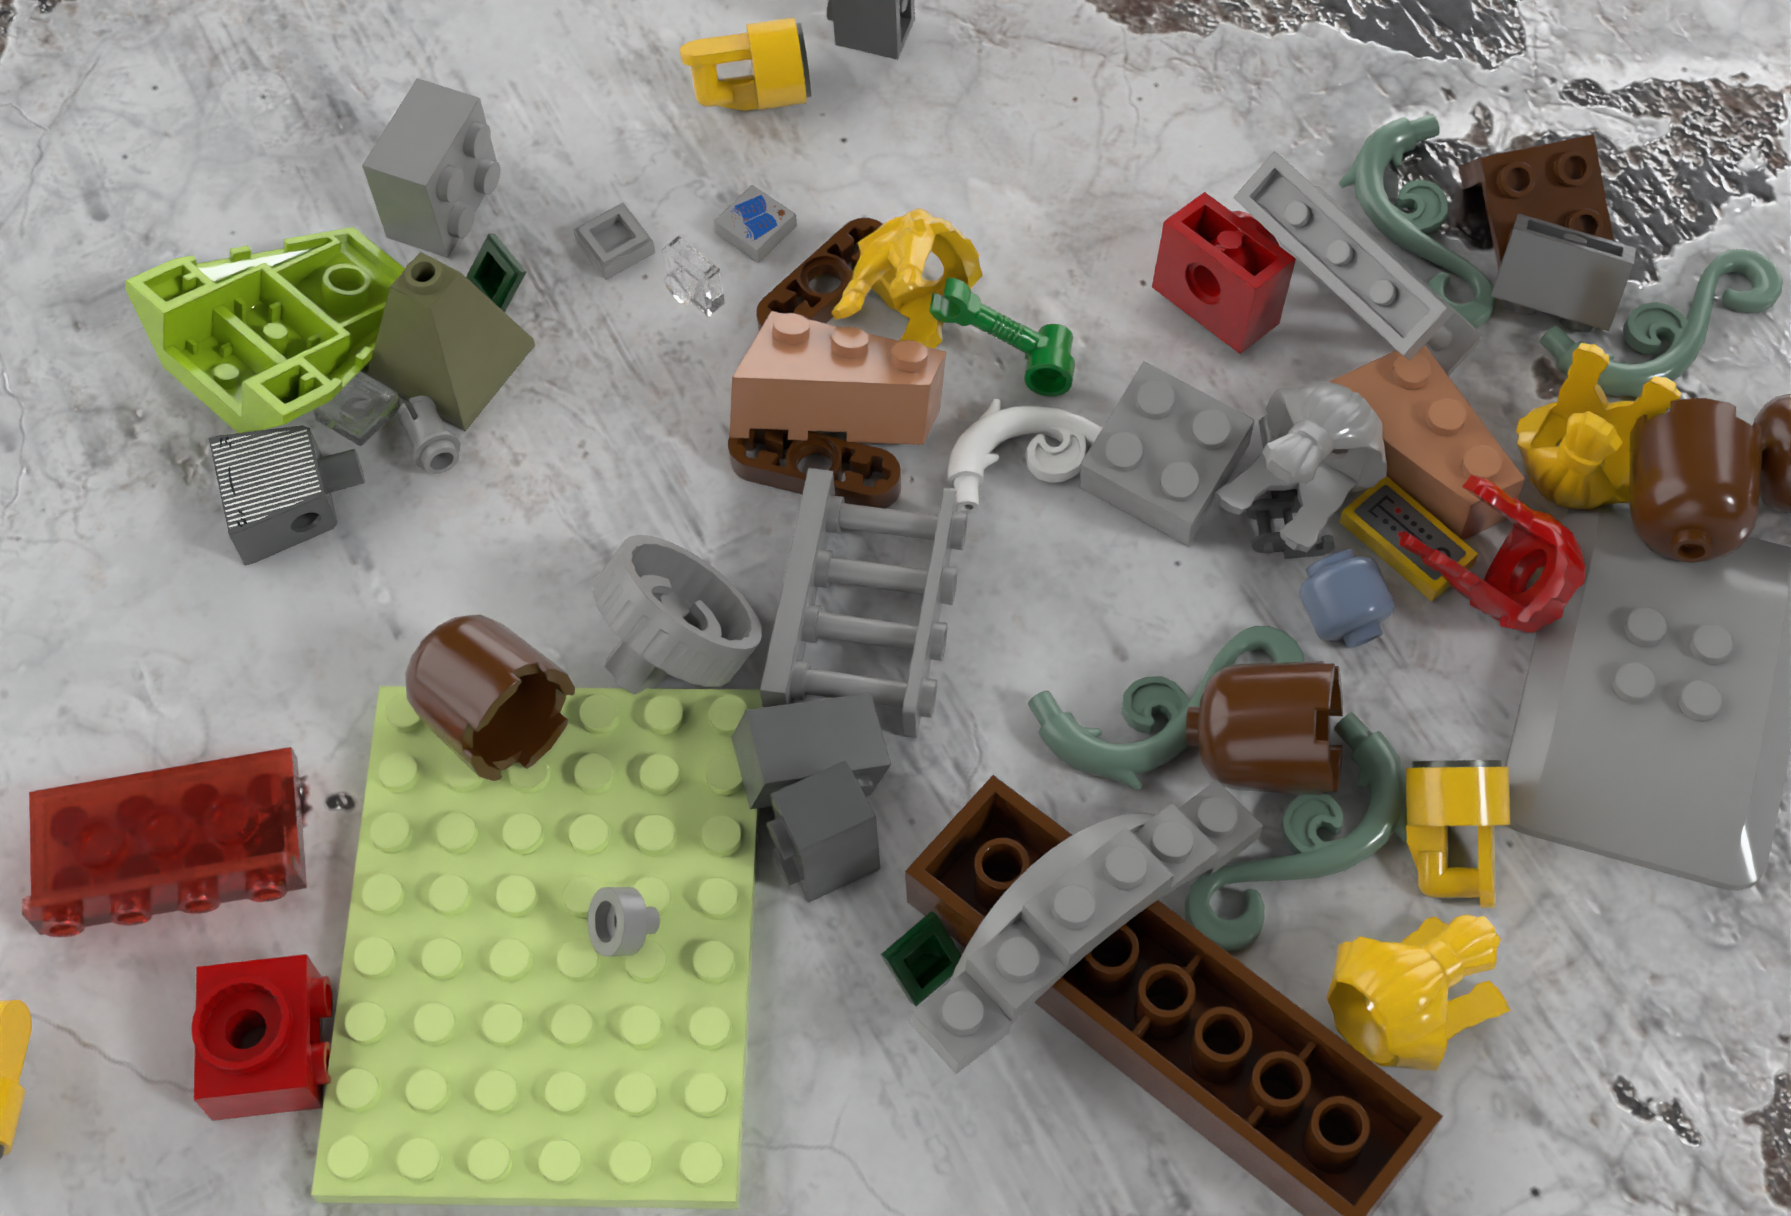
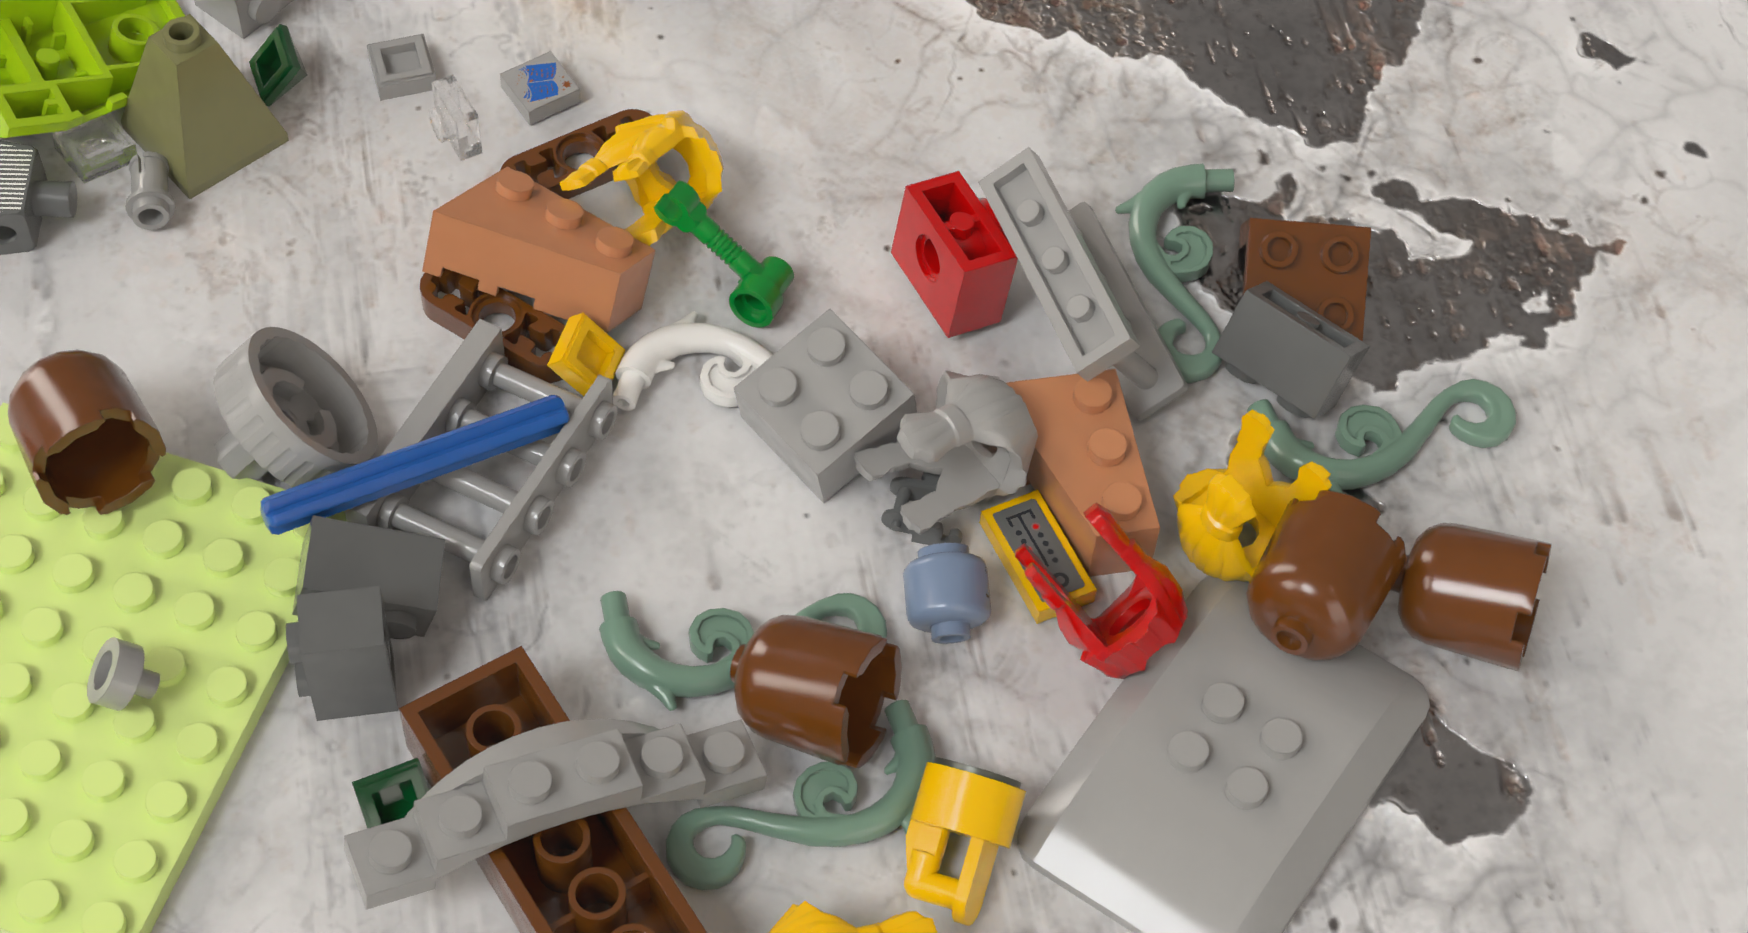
camera: 10 degrees right, 5 degrees down
(811, 630) = (413, 464): none -> blue axle
(915, 473) = (585, 353): none -> yellow tile

